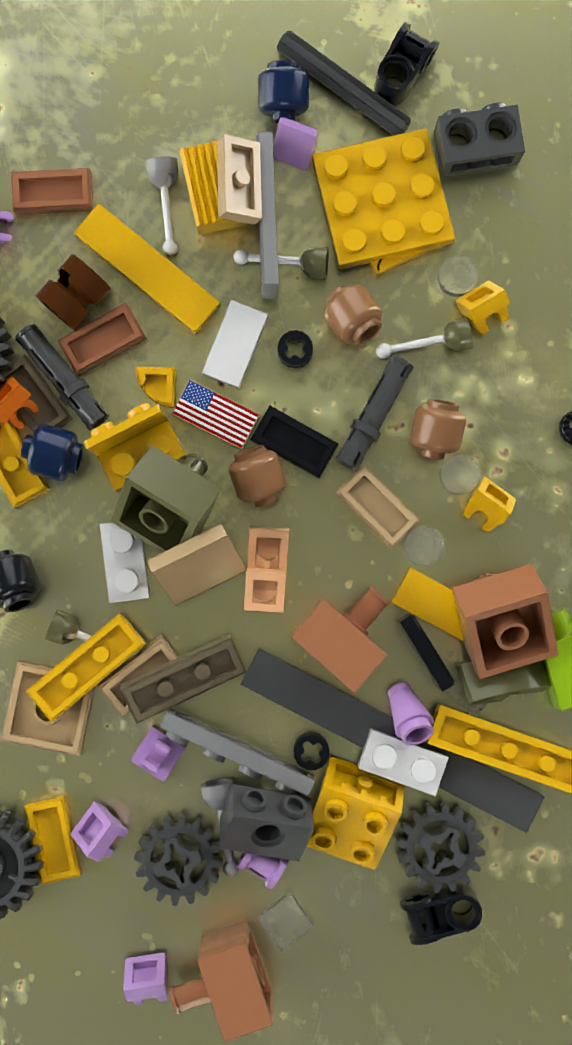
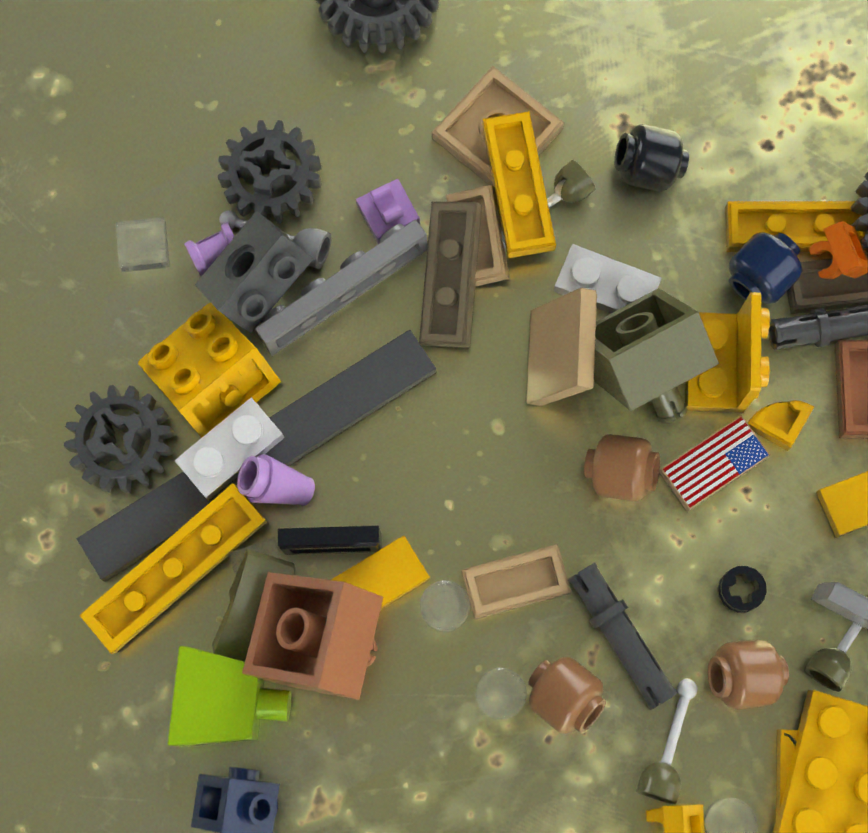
camera: 125 degrees right, 10 degrees down
(53, 827) = (368, 71): yellow tile -> none
(97, 832) = (345, 107): lavender tile -> none
(146, 978) = (173, 79): lavender tile -> none
(231, 981) = (119, 152): nougat brick -> none
(235, 344) = (782, 527): white tile -> none
(266, 569) = (515, 424): light nougat slope -> none
(294, 442) = (637, 531): black tile -> none
(309, 763) = (309, 372): black bush -> none
(342, 639) = (395, 451): nougat brick -> none
(438, 915) = (52, 392): black piece -> none
(492, 501) = (451, 707): yellow tile -> none

